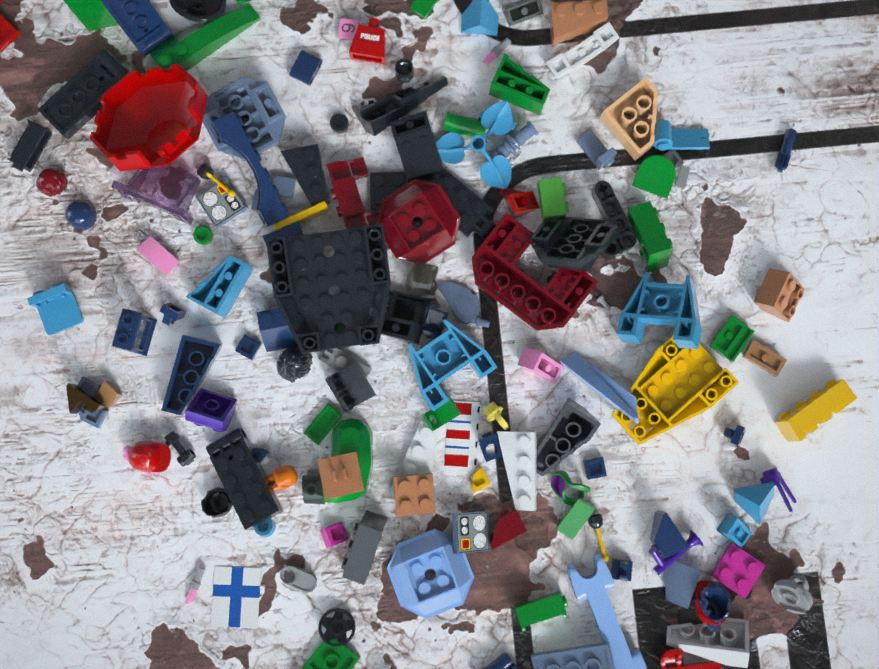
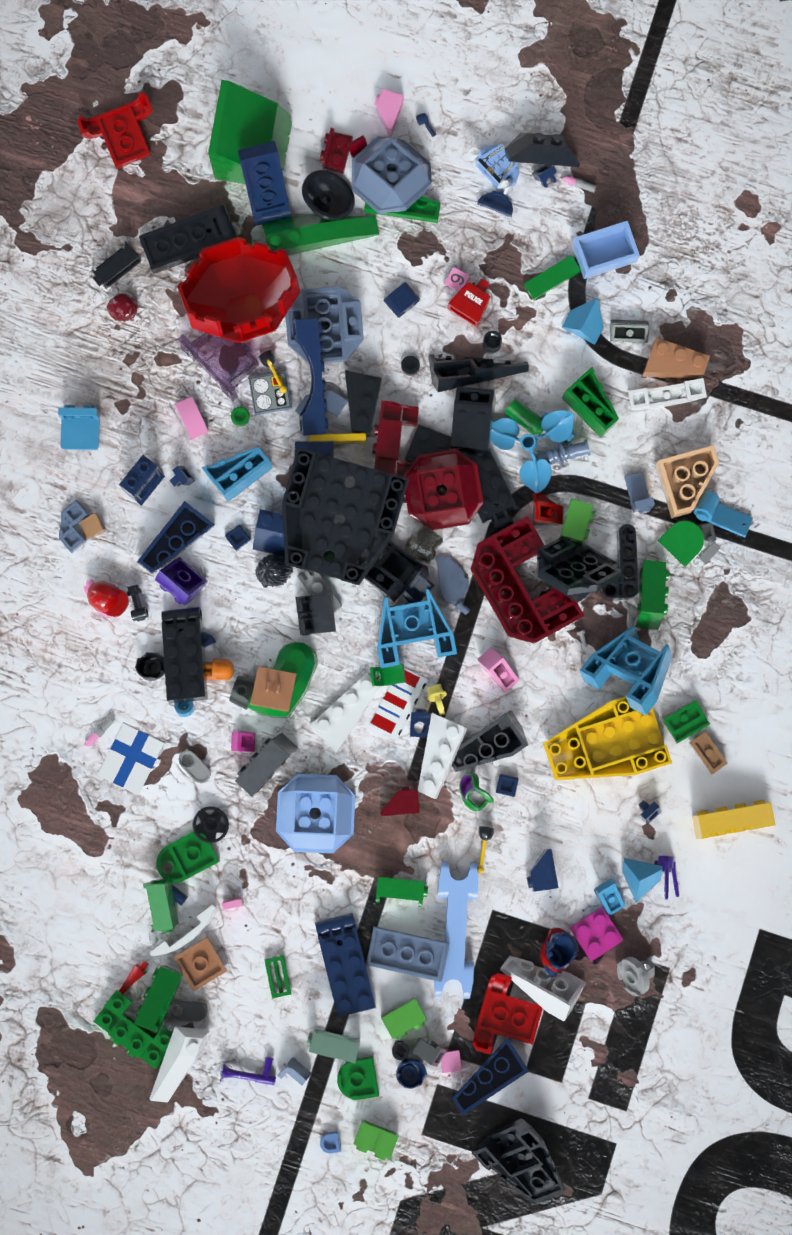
camera: 20 degrees right, 0 degrees up
(78, 397) = (66, 517): dark brown slope -> none
(80, 215) = (136, 349): dark blue hair -> none
(323, 424) = (276, 637): green tile -> none
(414, 494) = (331, 736): nougat plate -> none
(470, 532) = (368, 792): tile -> none
(479, 480) = (396, 750): yellow tile -> none
(497, 51) = (586, 360): light grey piece -> none
(575, 518) = (468, 821): tile -> none
(602, 385) = (545, 711): light blue wedge -> none
(621, 569) = (490, 887): dark blue tile -> none
(663, 564) = (530, 897): dark purple piece -> none
(680, 583) = (538, 919): sand blue slope -> none
(779, 294) = (749, 700): nougat slope -> none

